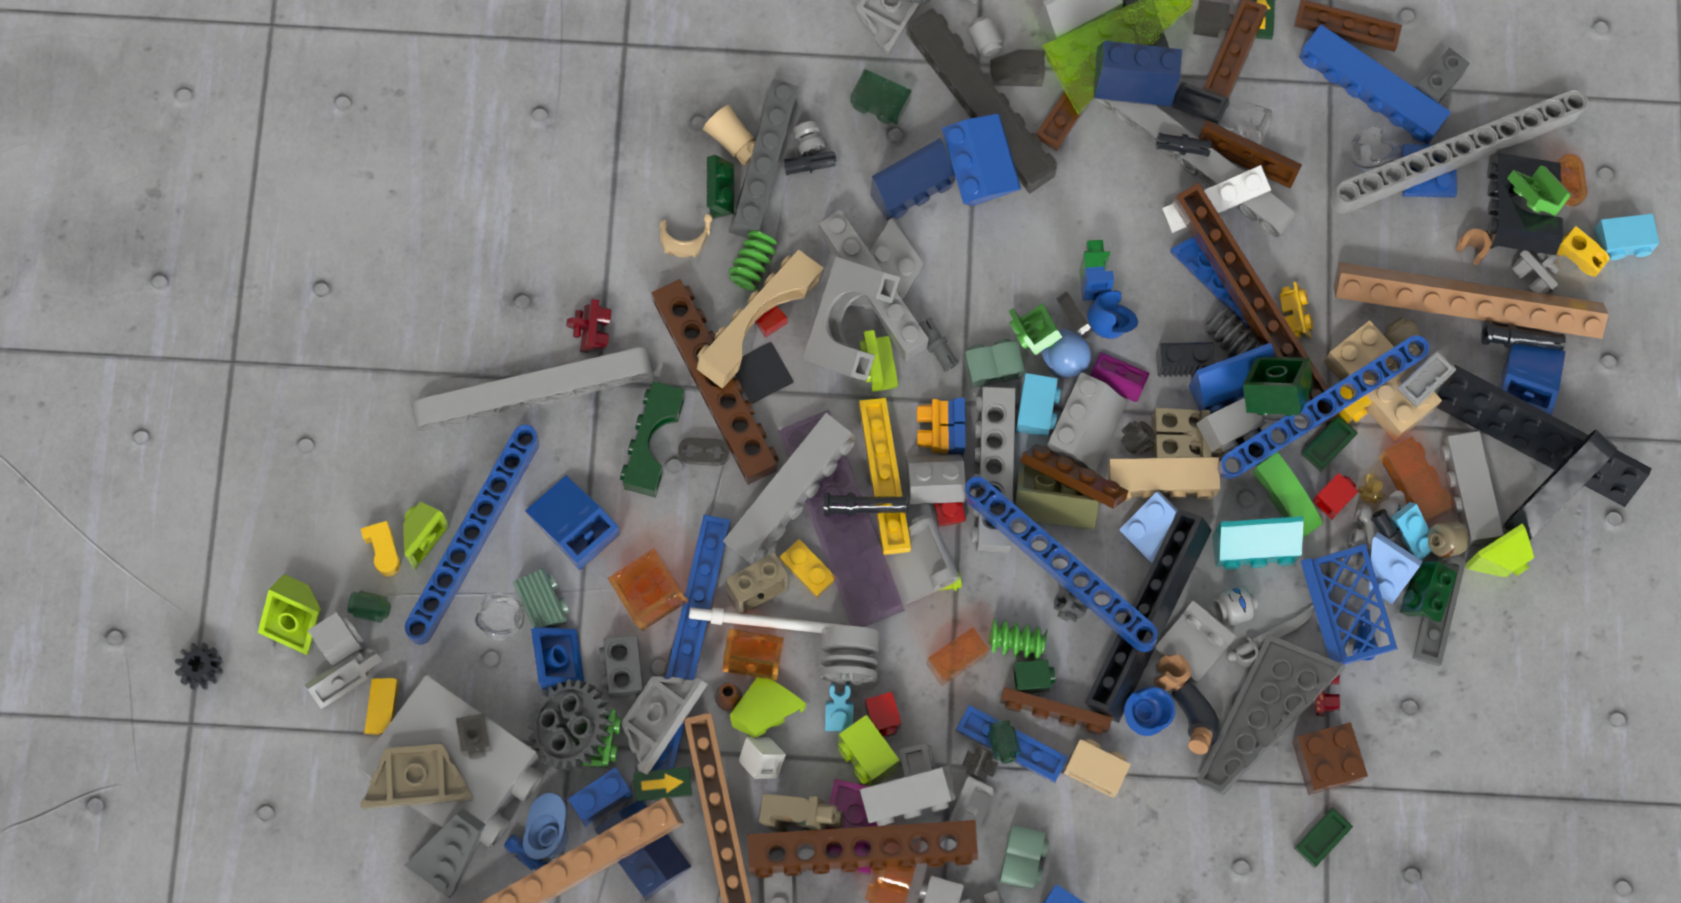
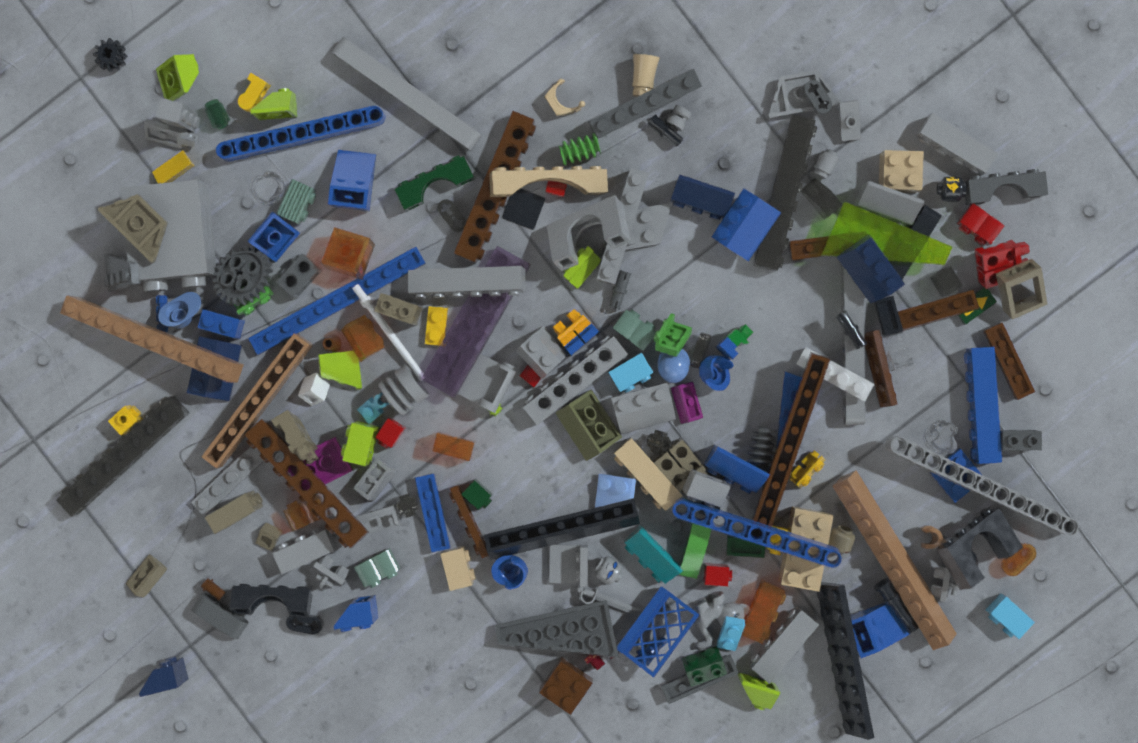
camera: 50 degrees right, 15 degrees up
(474, 735) = (184, 234): clear smoke brick -> none
(588, 323) = (462, 99): dark red hips -> none
(658, 716) = (285, 318): light grey wing -> none
(662, 783) = (254, 351): dark green tile -> none
(720, 186) = (606, 94): dark green bracket -> none
(880, 97) = (737, 136): clear green brick -> none
(884, 473) = (519, 324): yellow plate -> none
(899, 504) = (485, 322): black pin -> none
(908, 795) = (351, 485): light grey slope -> none
(1004, 742) = (426, 510): clear green brick -> none
(1017, 639) = (489, 470): bright green piece -> none
(1066, 575) = (542, 471): blue beam -> none
(1069, 606) = (533, 482): dark grey gear -> none
(1074, 476) = (605, 427): reddish brown plate -> none
(1184, 358) = (726, 431): black brick -> none
(1201, 716) = (531, 600): piece -> none
(1278, 385) = (745, 499): dark green brick -> none
(1323, 837) = (522, 713): dark green tile -> none
(1372, 490) = (737, 591): clear yellow plate -> none
(1388, 529) = (716, 624): black pin -> none
(1391, 566) = (699, 638): light blue wing -> none
(1426, 379) = (822, 575): light grey plate -> none
(1450, 538) = (741, 655): dark tan head -> none
(1541, 190) = (991, 552): bright green bracket -> none
(1562, 484) = (823, 695): beam -> none
(1583, 252) = (979, 600): yellow leg -> none

